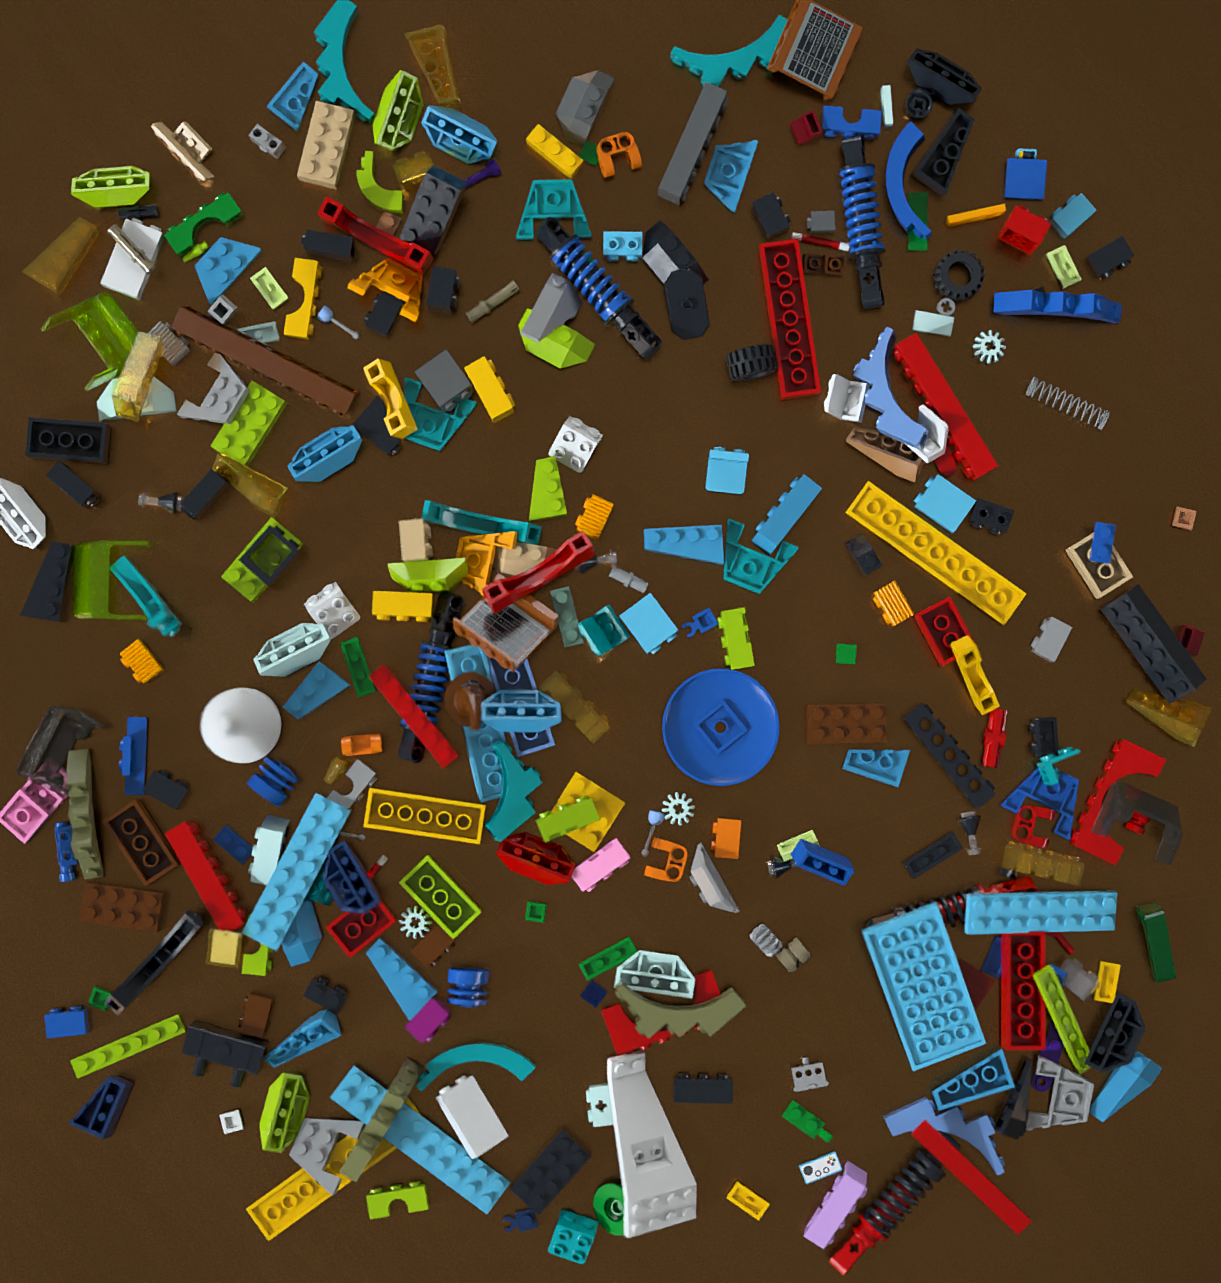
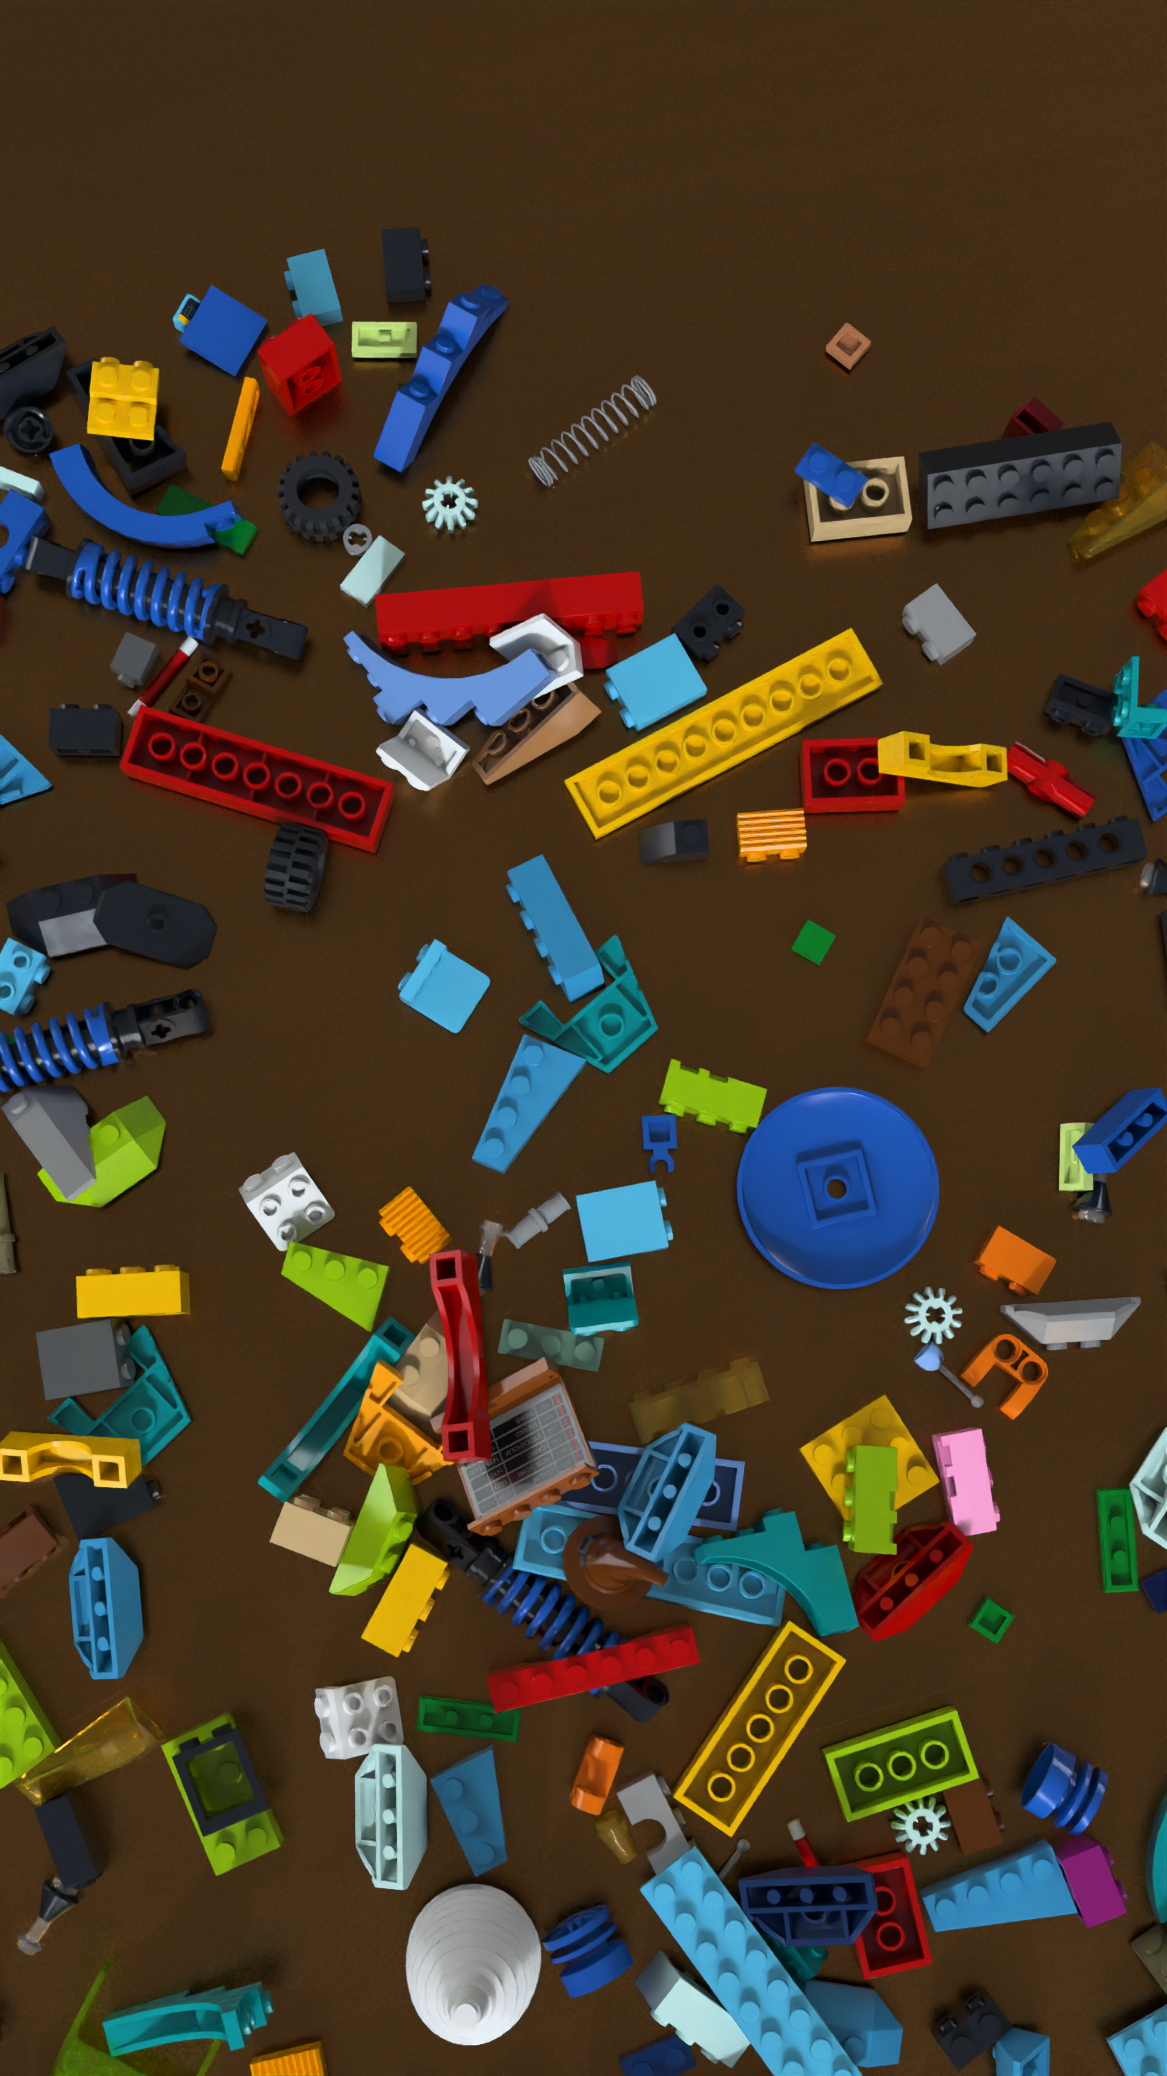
camera: 70 degrees left, 5 degrees down
(958, 146) = (123, 399): none -> yellow plate

